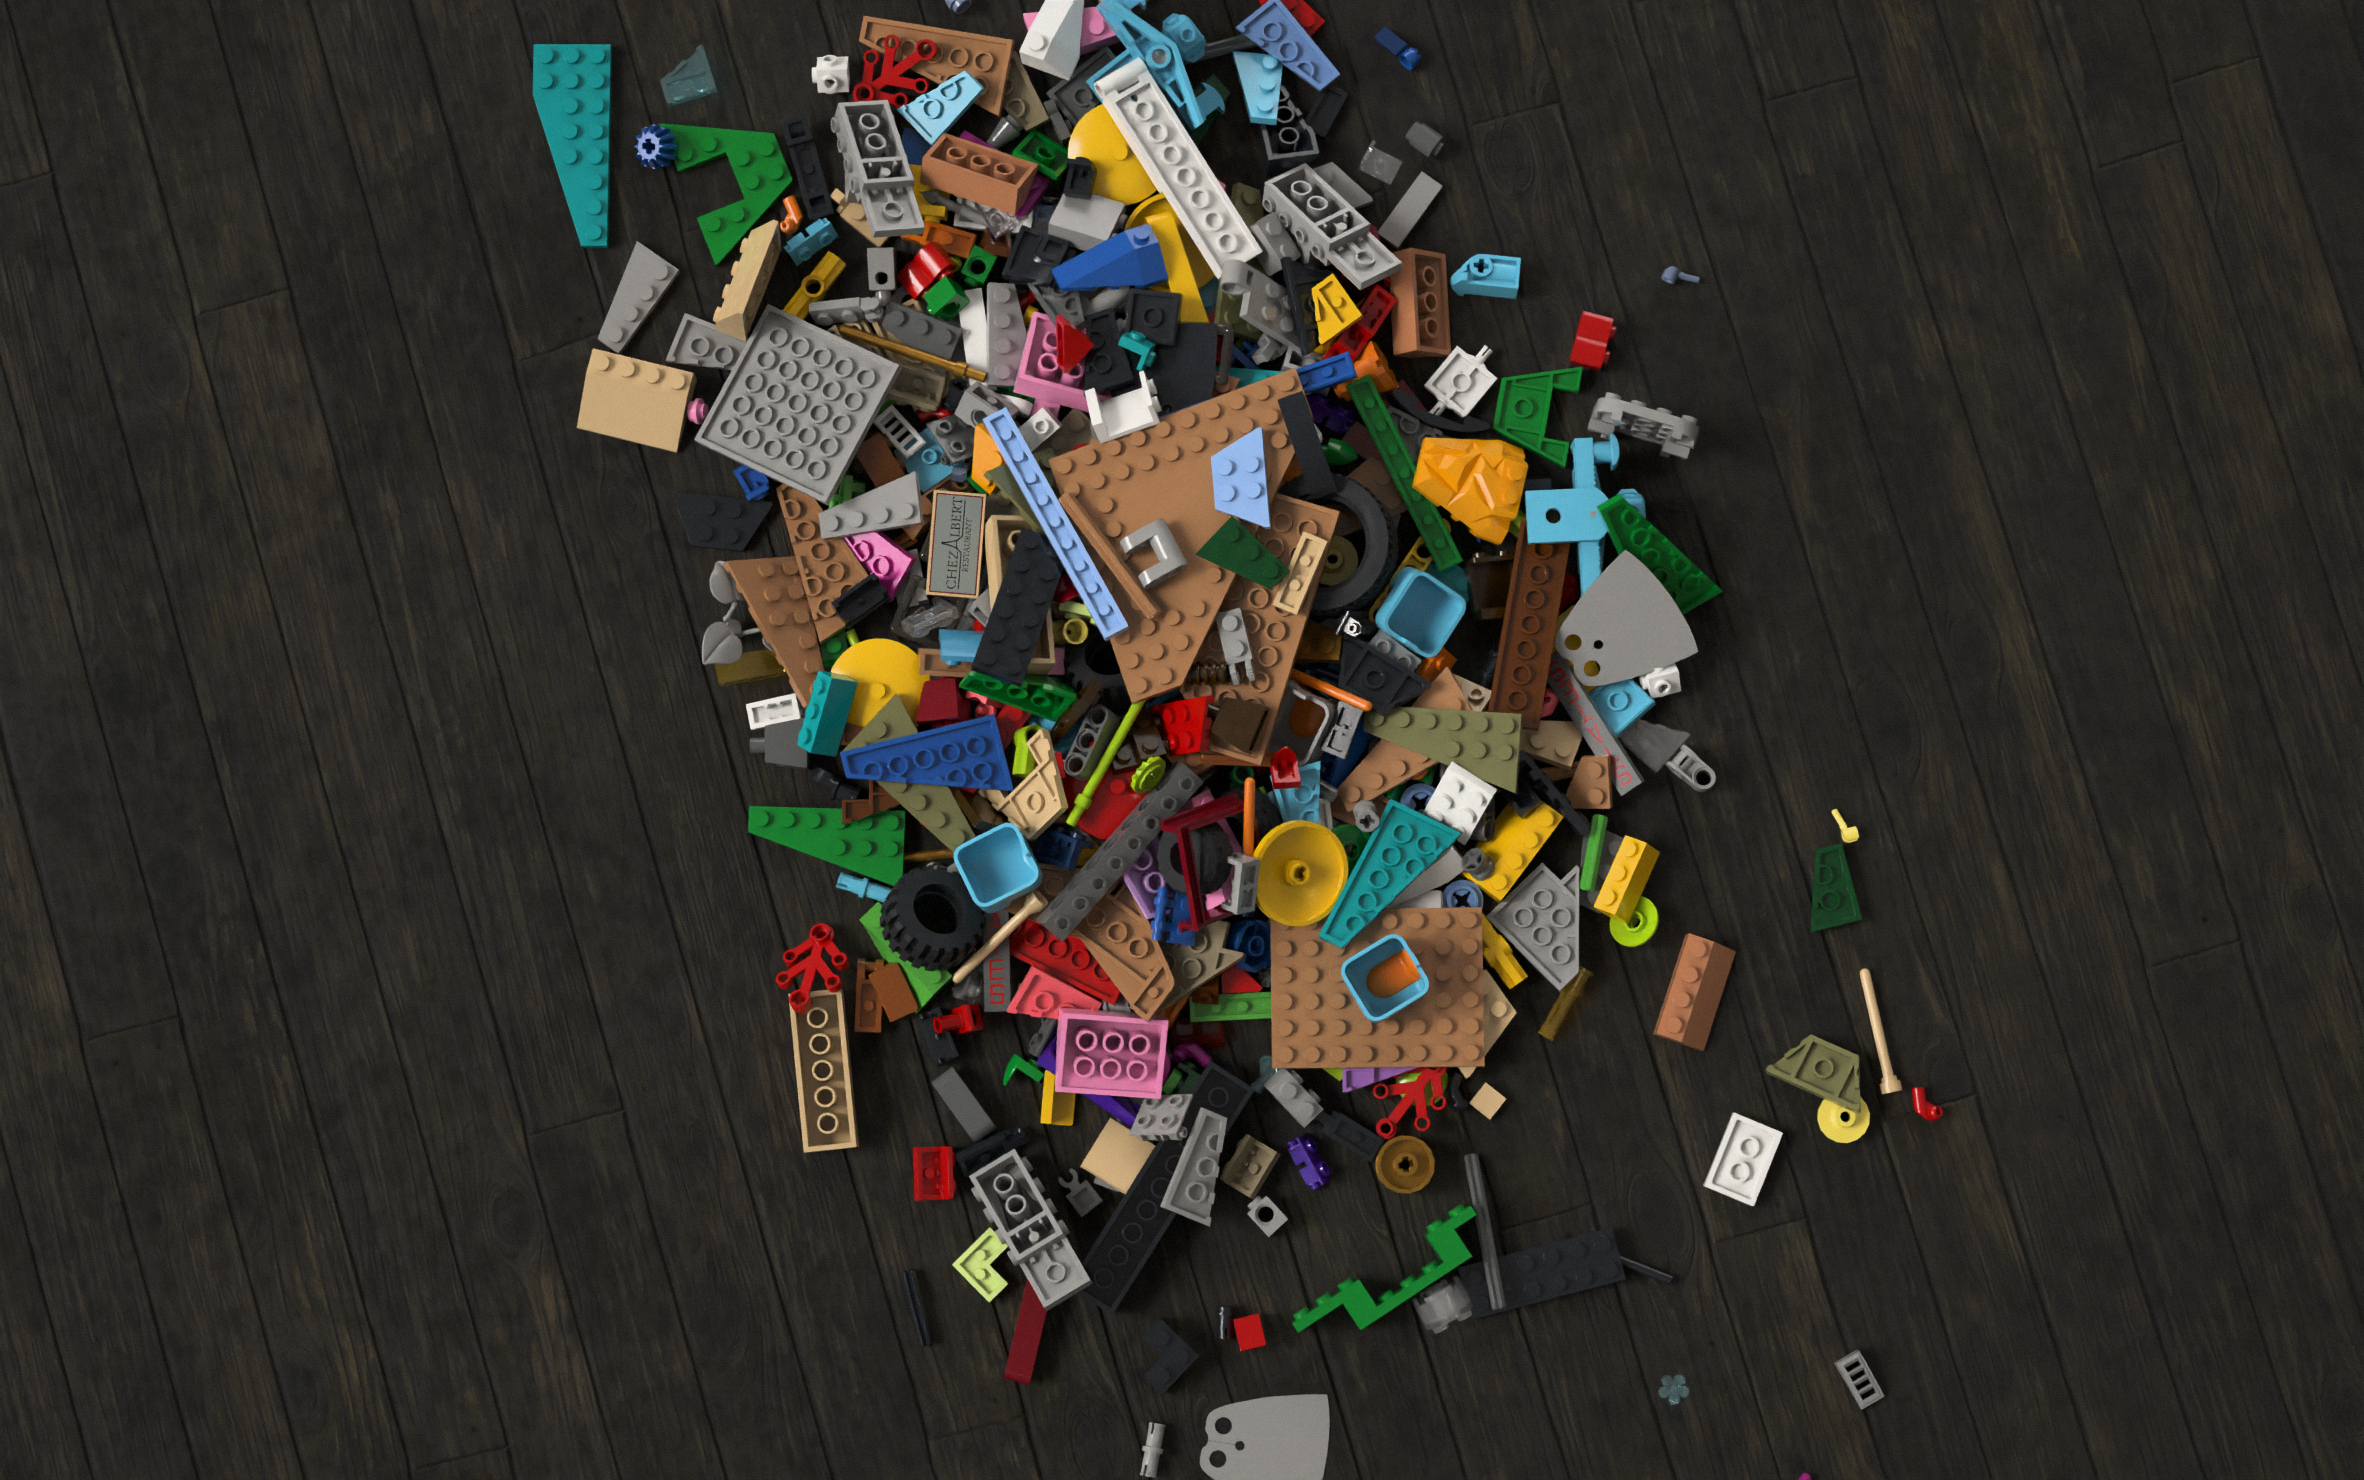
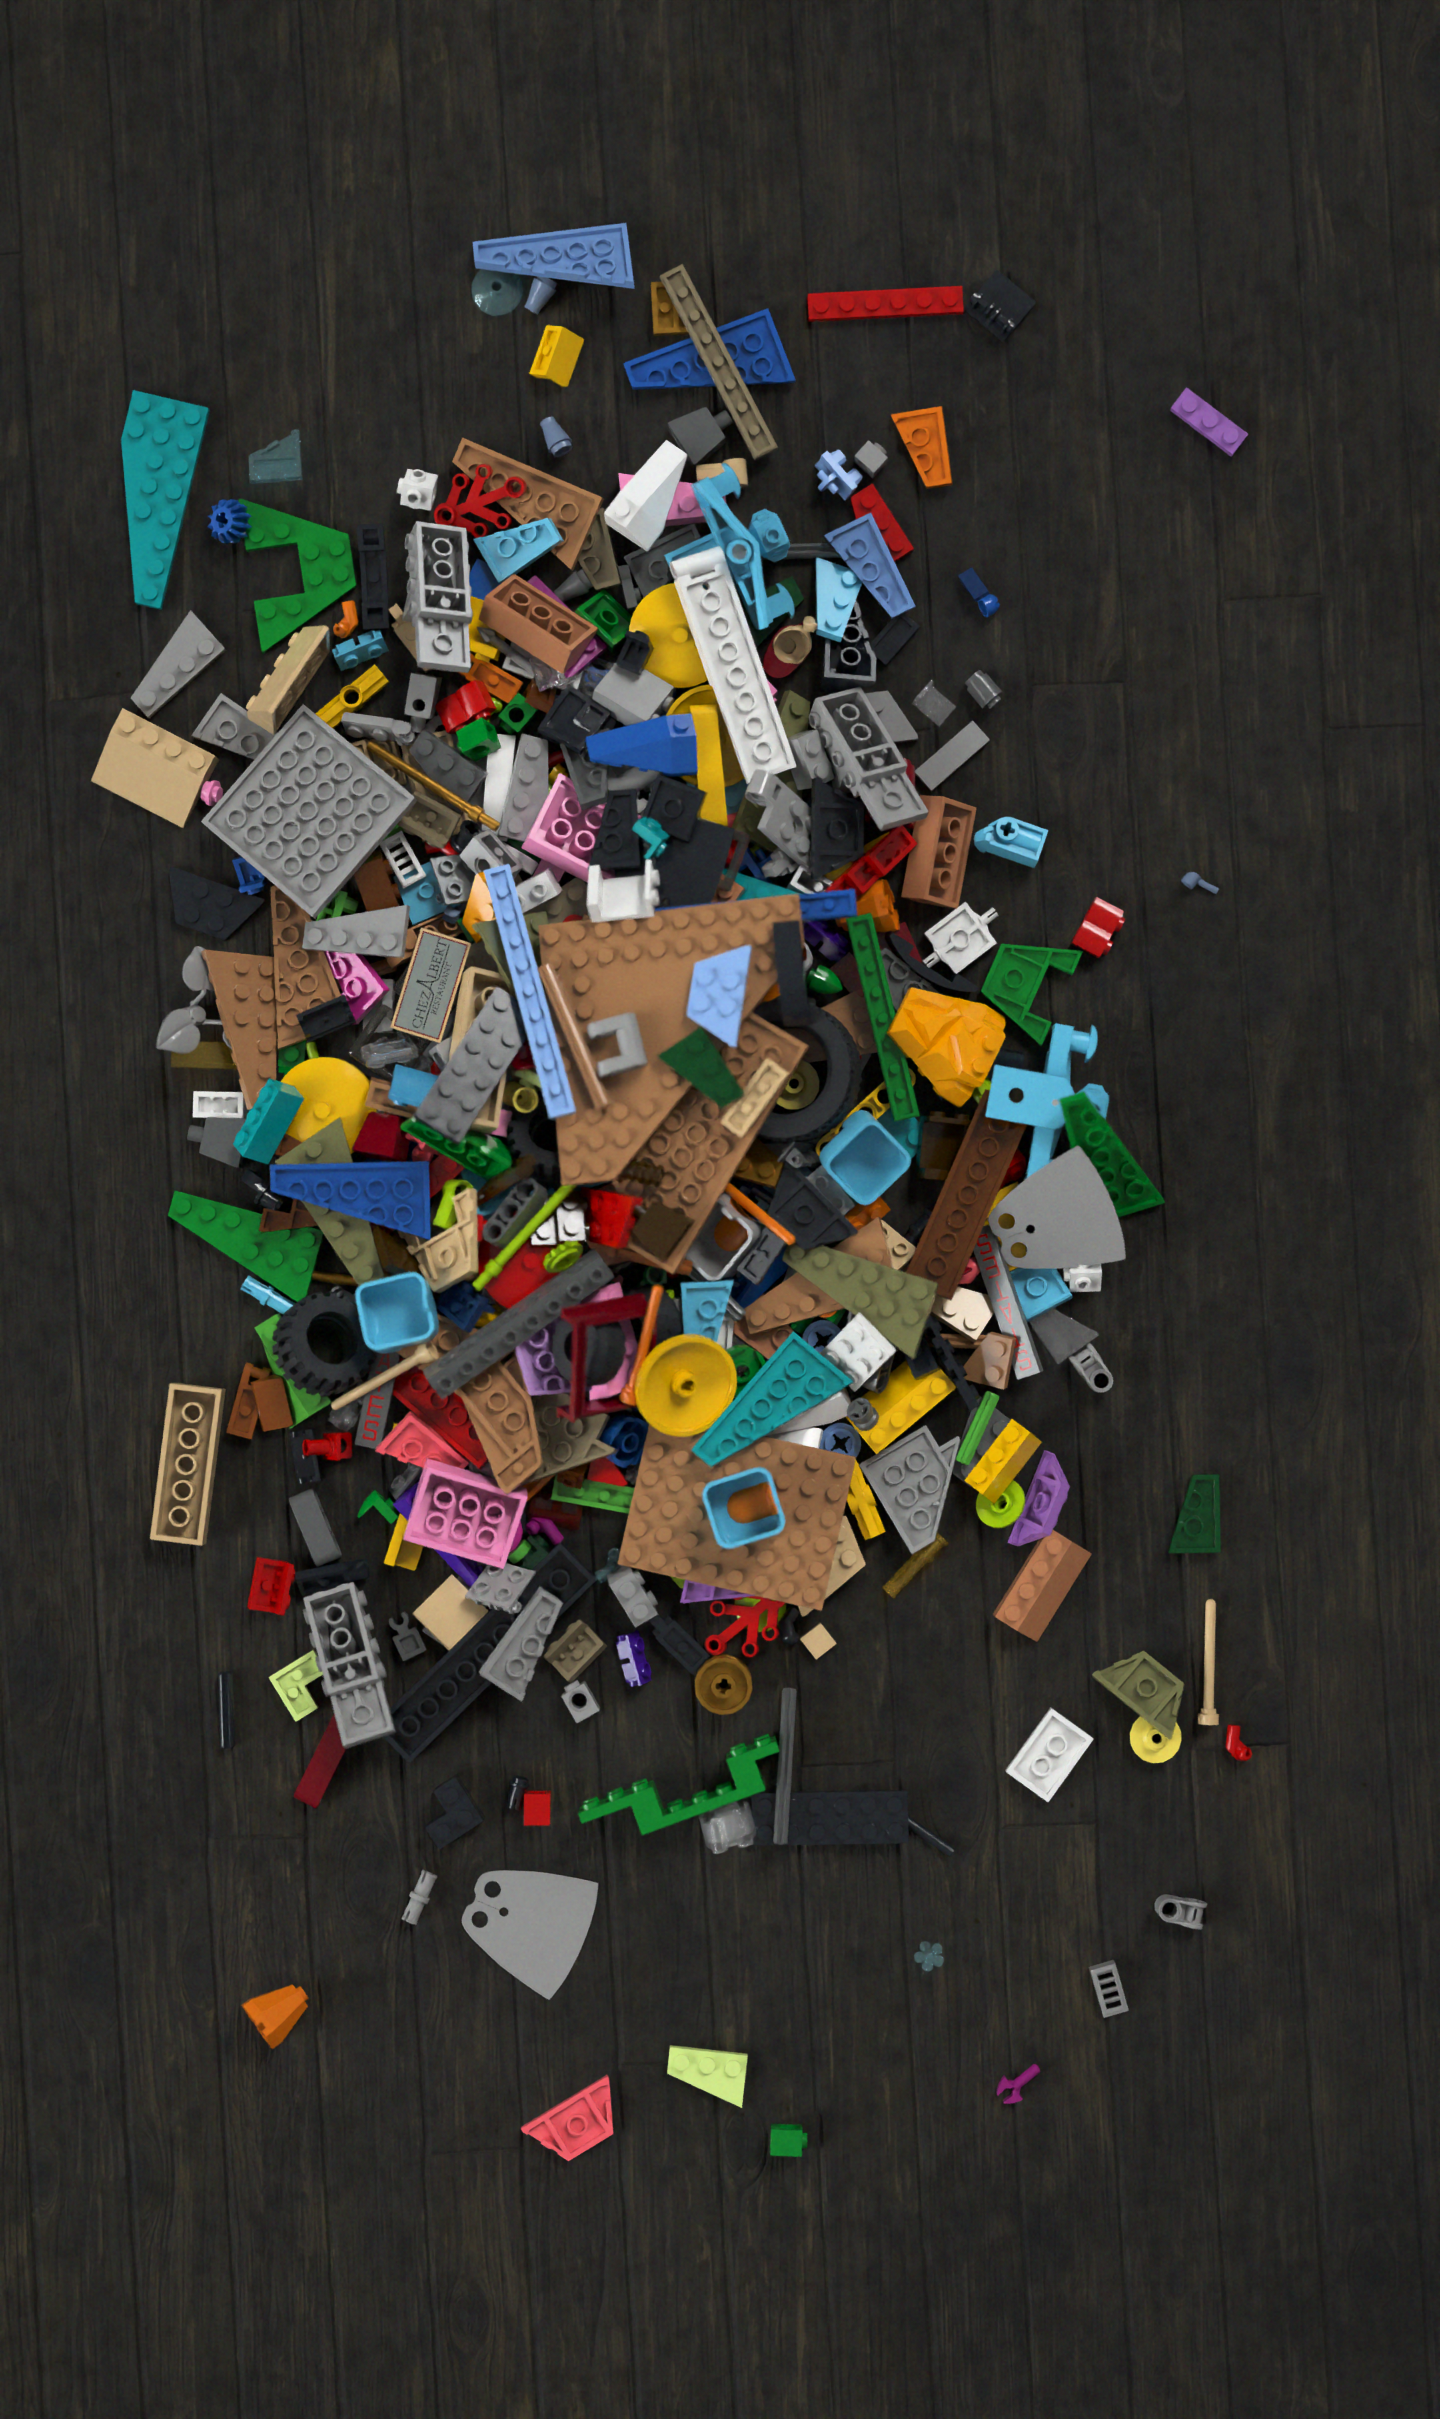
camera: 15 degrees right, 5 degrees up
(811, 965) = (199, 1360): red plant -> none
(1071, 344) = (587, 816): red slope -> none
(1178, 911) = (560, 1398): blue plate -> none
(1227, 142) = (789, 648): none -> tan hair
(1236, 643) = (677, 1150): light grey hinge -> none
(1243, 884) = (629, 1385): light grey hinge -> none
(1285, 769) = (696, 1282): red plate -> none
(1333, 309) = (852, 840): yellow wing -> none
(1368, 808) = (765, 1342): light grey bush -> none
(1636, 420) = (1156, 1044): light grey plate -> none
(1675, 910) = (1042, 1502): none -> medium lavender wing
(1848, 834) = (1228, 1466): light yellow hand -> none
(1916, 1283) = (1185, 1912): none -> light grey piece

